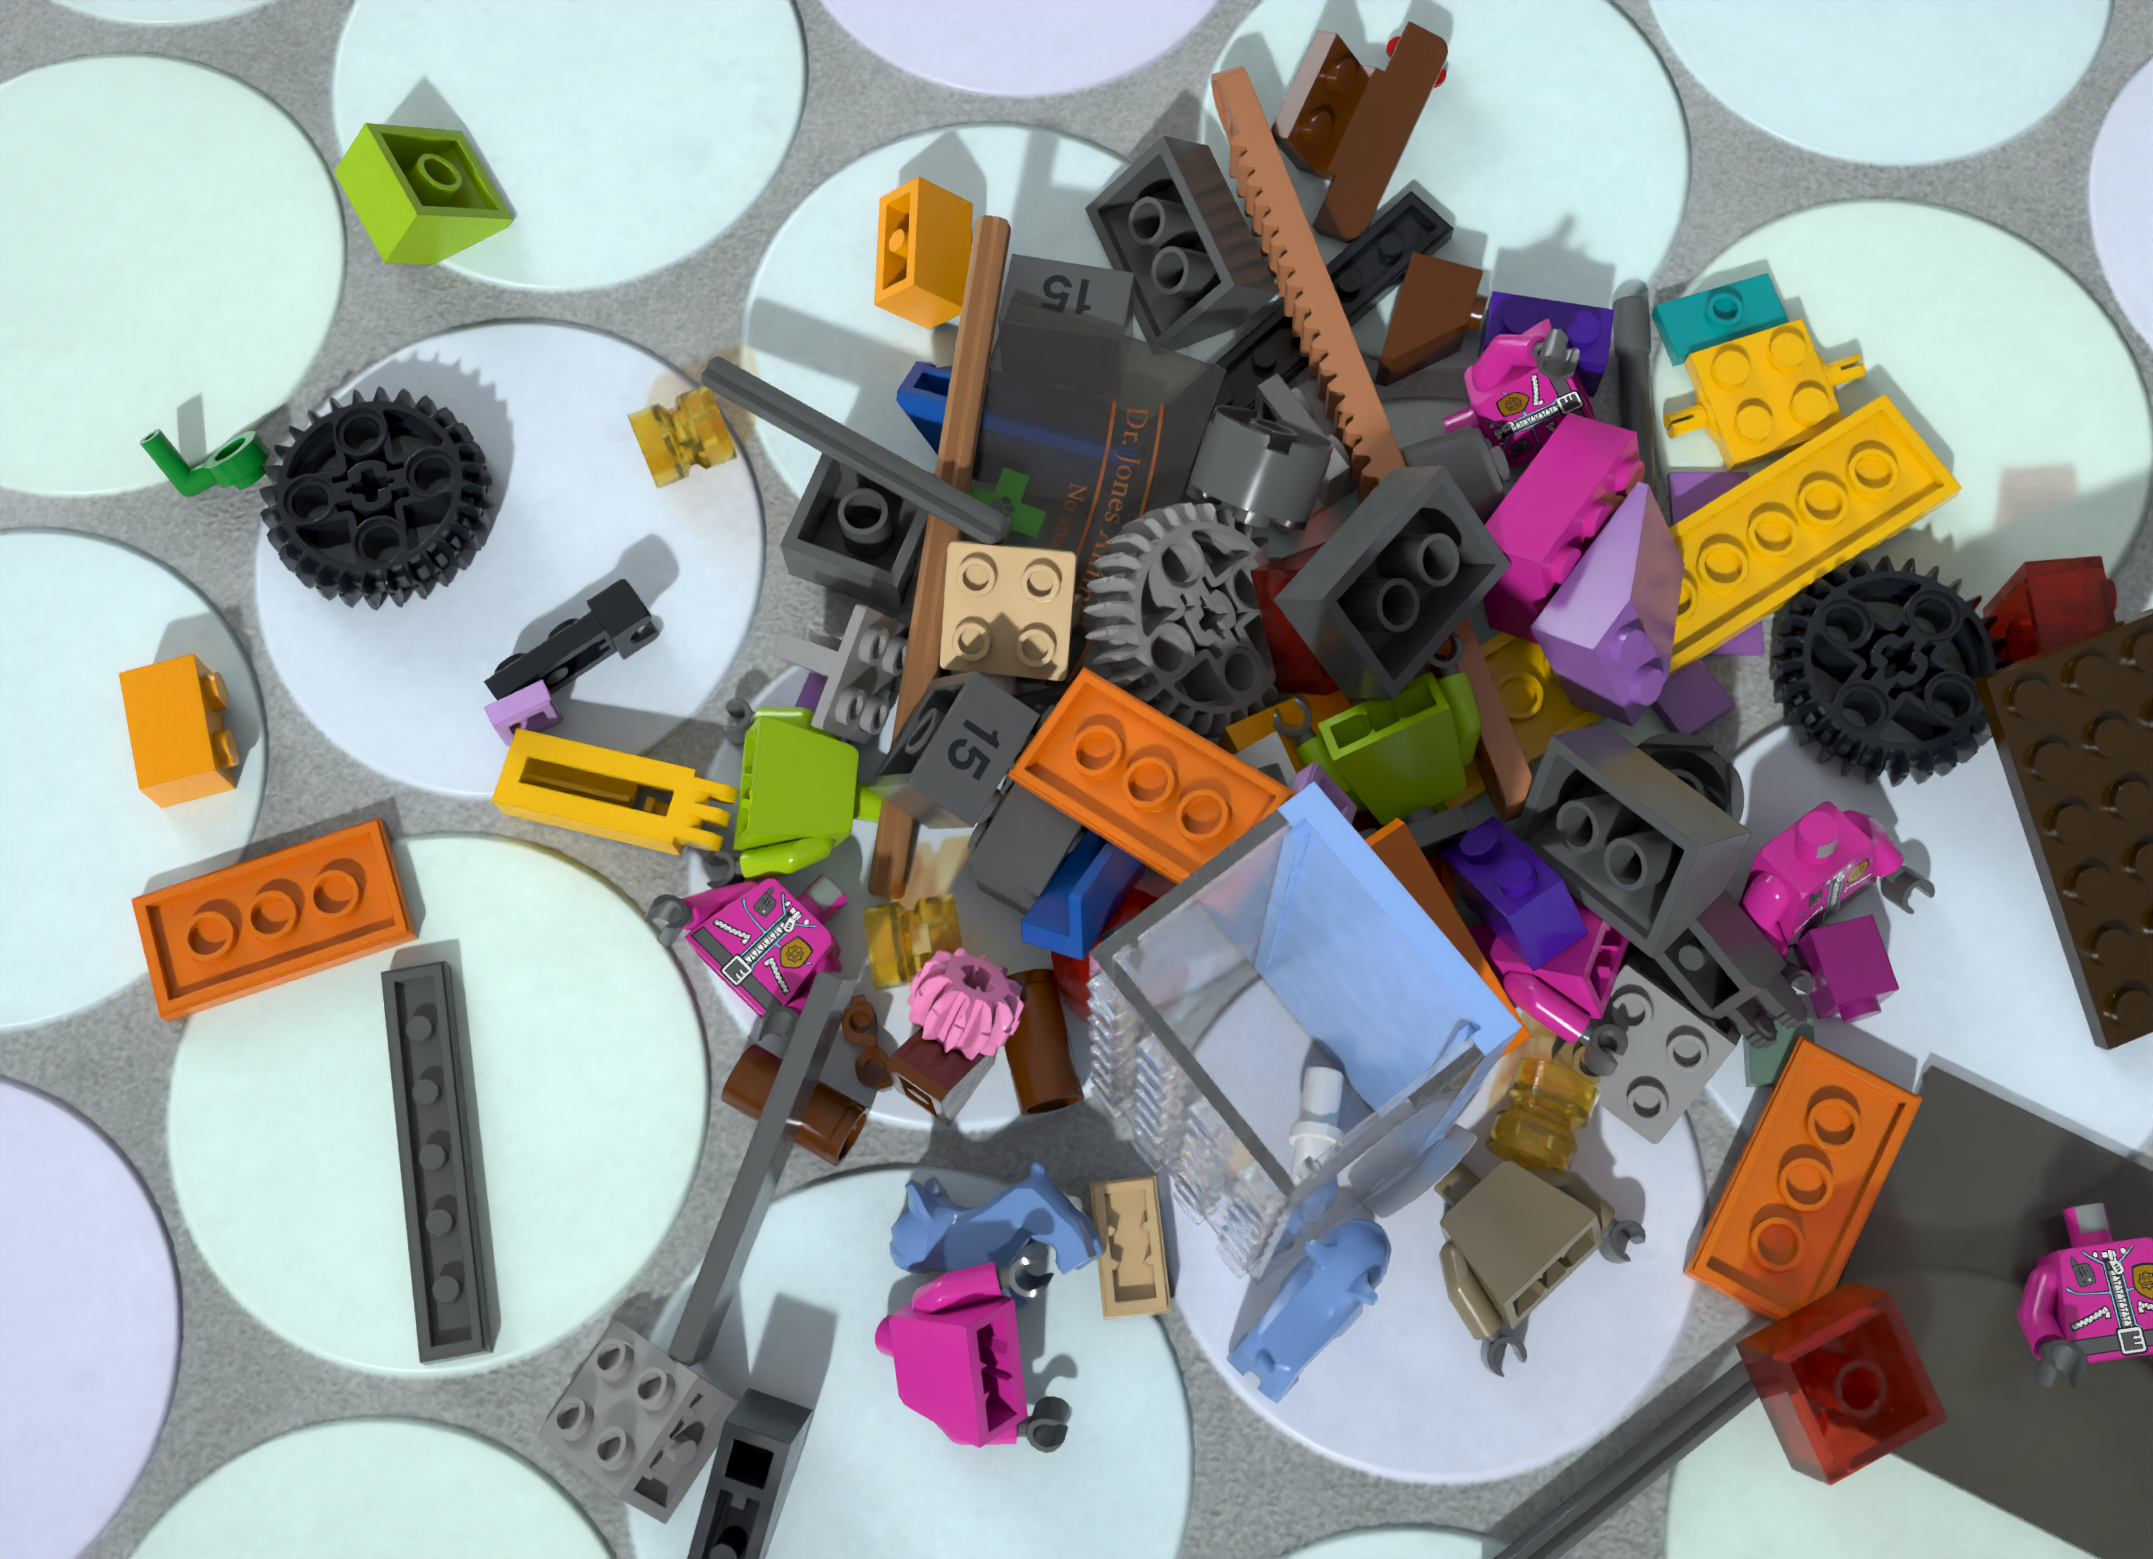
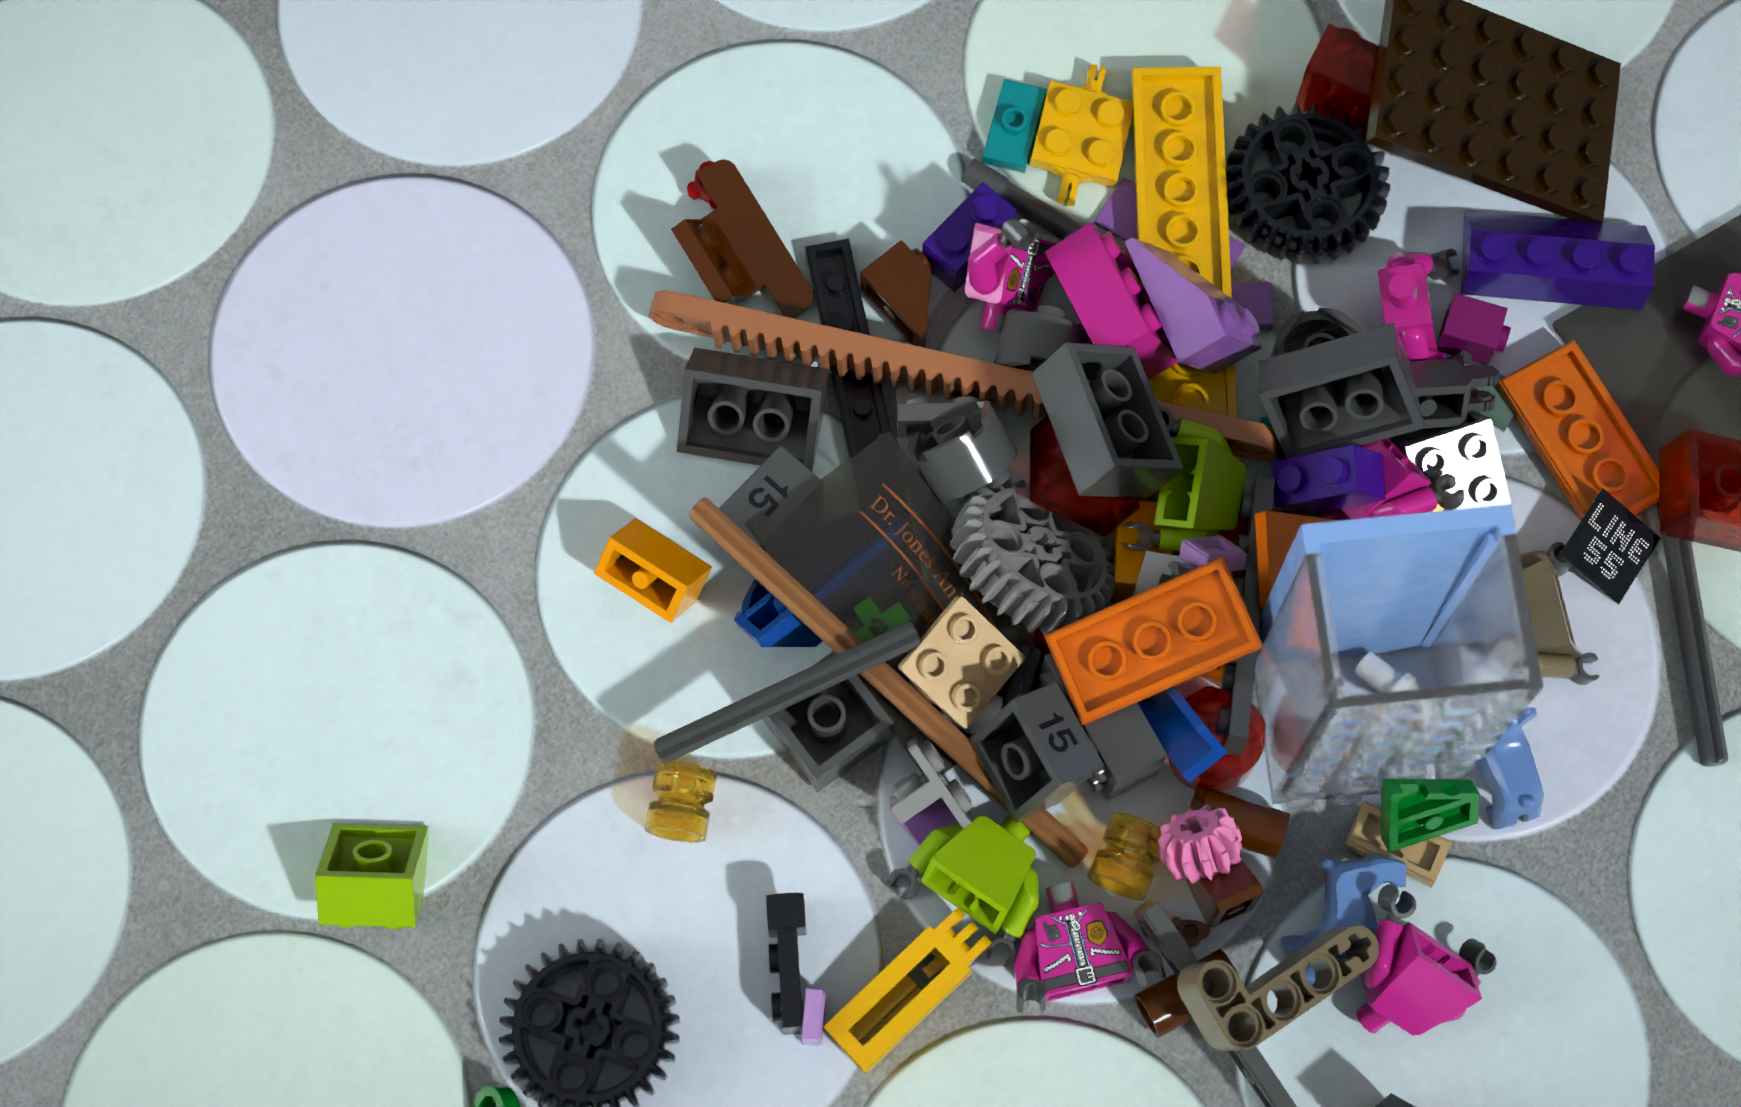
camera: 60 degrees left, 0 degrees up
(845, 1184) = (1286, 980): none -> dark tan beam
(1177, 1245) = (1425, 809): none -> green wing
(1683, 1295) = (1610, 546): none -> black sticker
(2012, 1018) = (1557, 260): none -> dark purple slope

